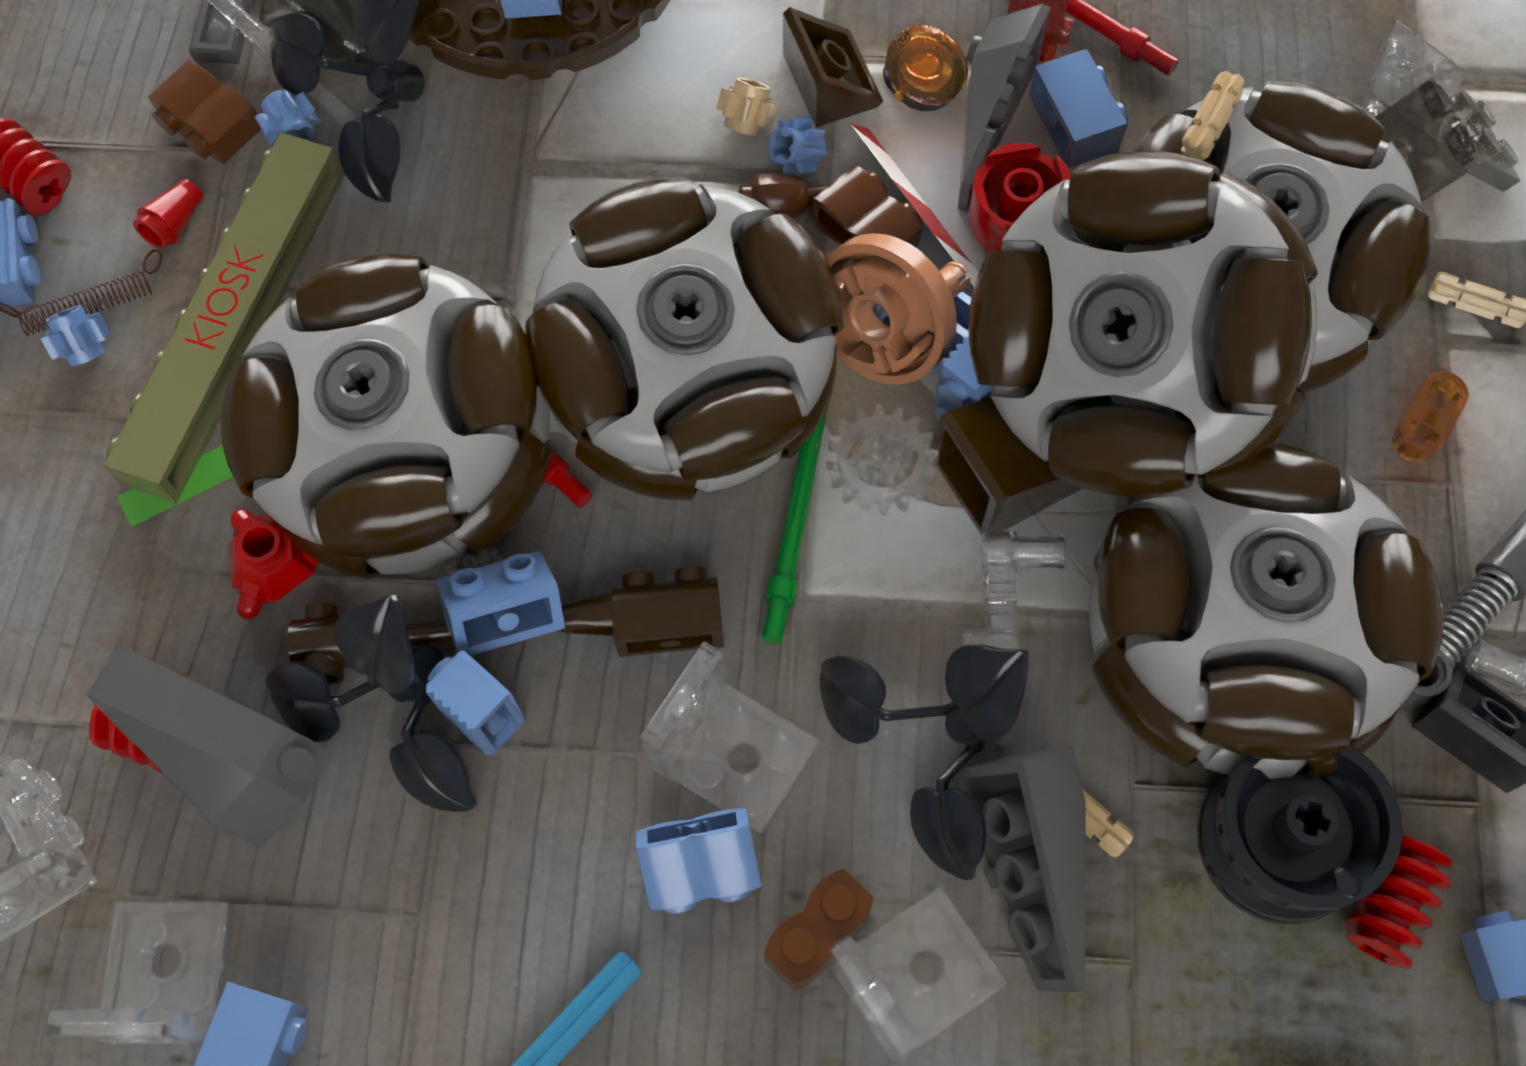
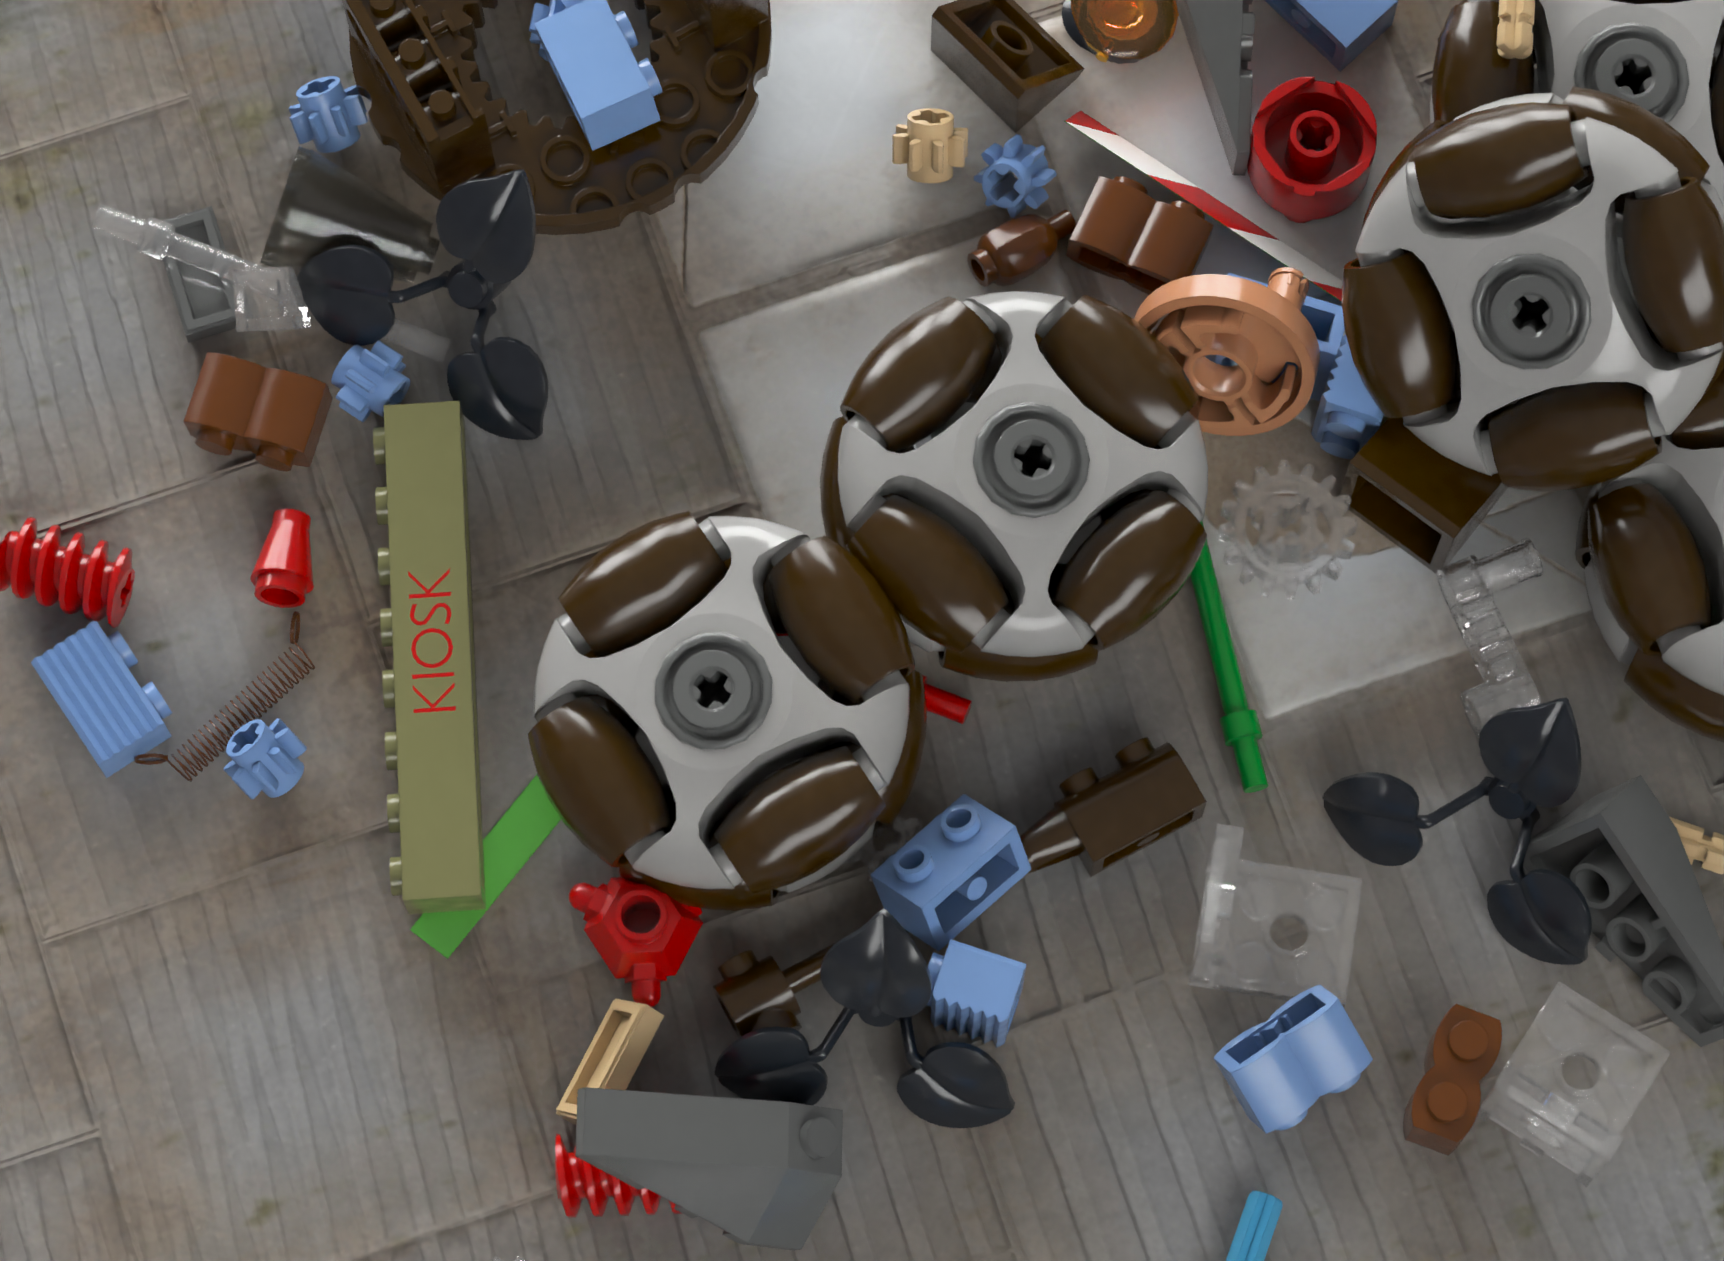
camera: 25 degrees left, 5 degrees up
(199, 639) = (613, 1052): none -> tan tile
(248, 44) = (268, 299): none -> clear slope

